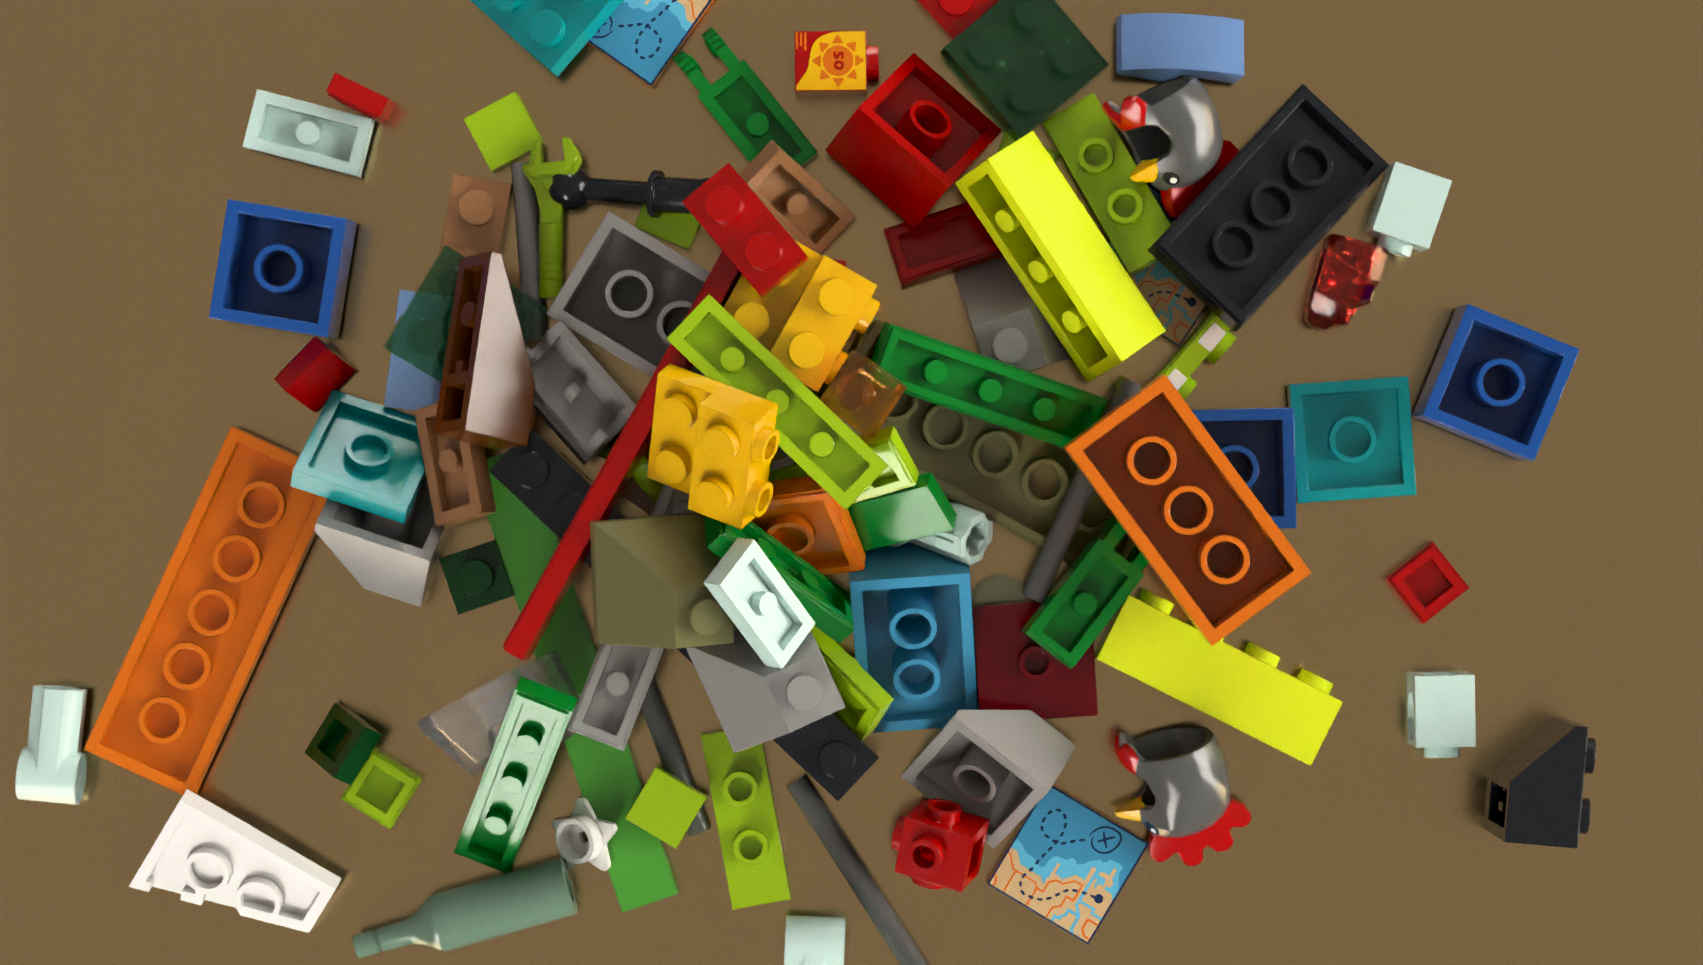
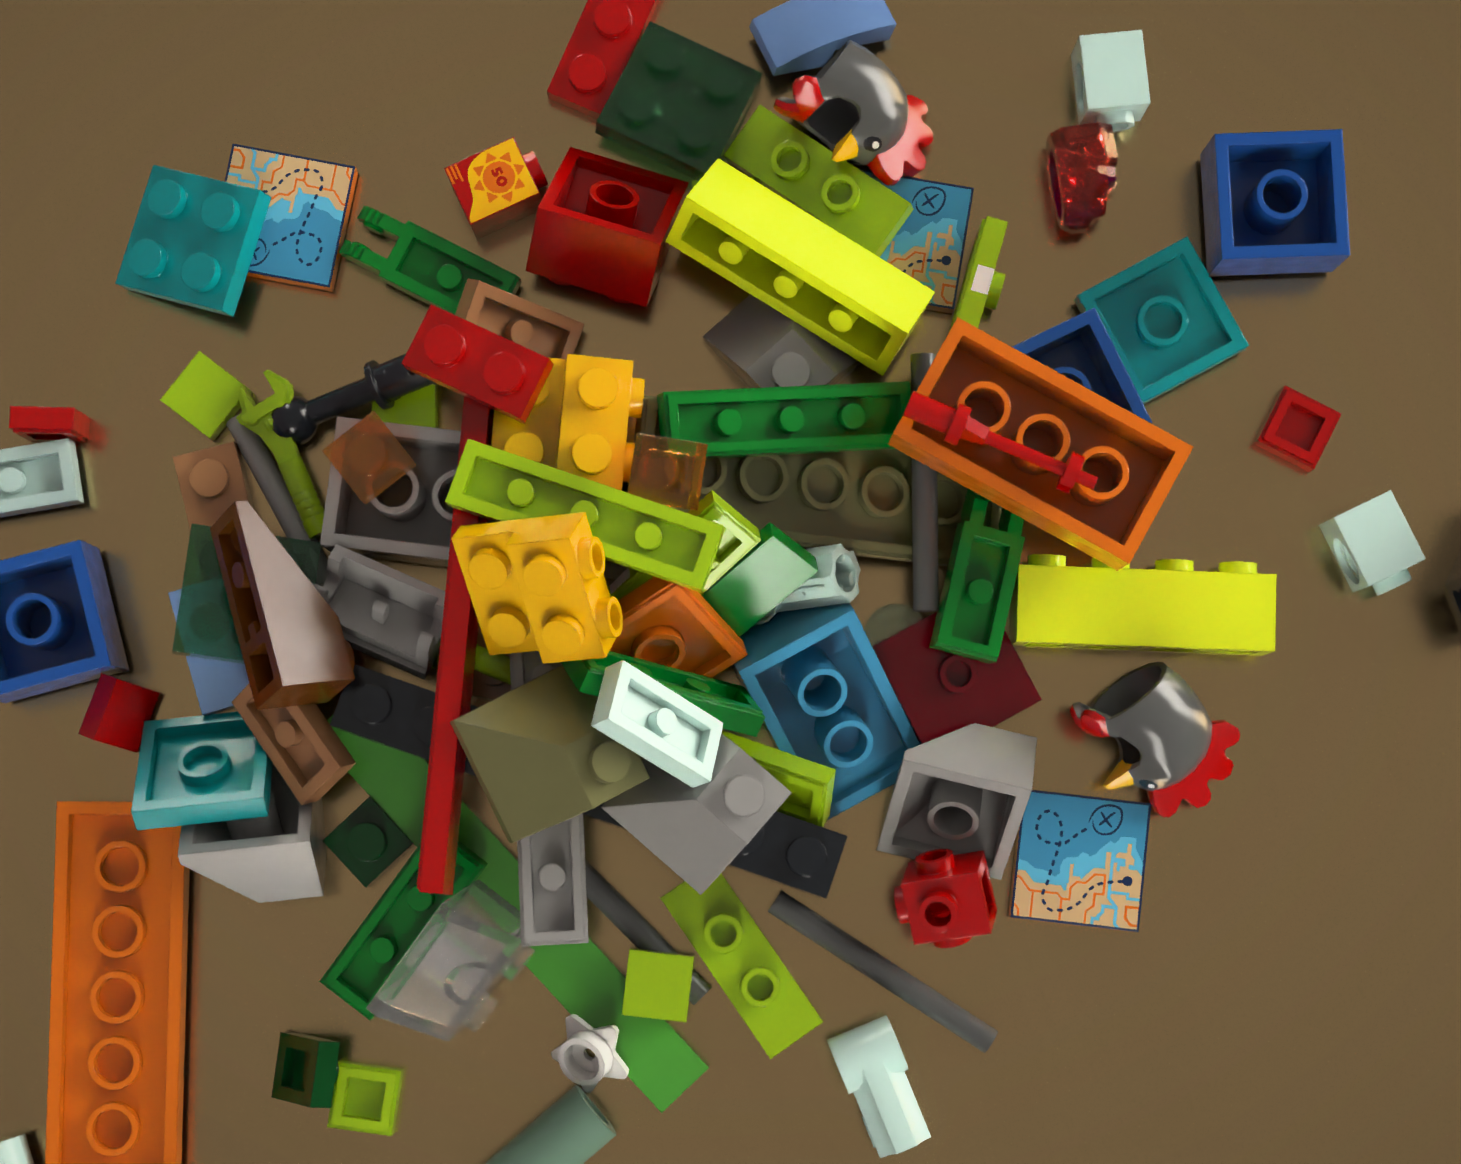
camera: 20 degrees left, 5 degrees down
(465, 663) = (391, 931): none -> green tile
(515, 774) = (490, 1018): tile -> none
(620, 260) = (369, 457): none -> clear orange plate
(939, 245) = (680, 313): red tile -> none
(1122, 467) = (959, 424): none -> red piece
(1268, 208) = (978, 136): black tile -> none

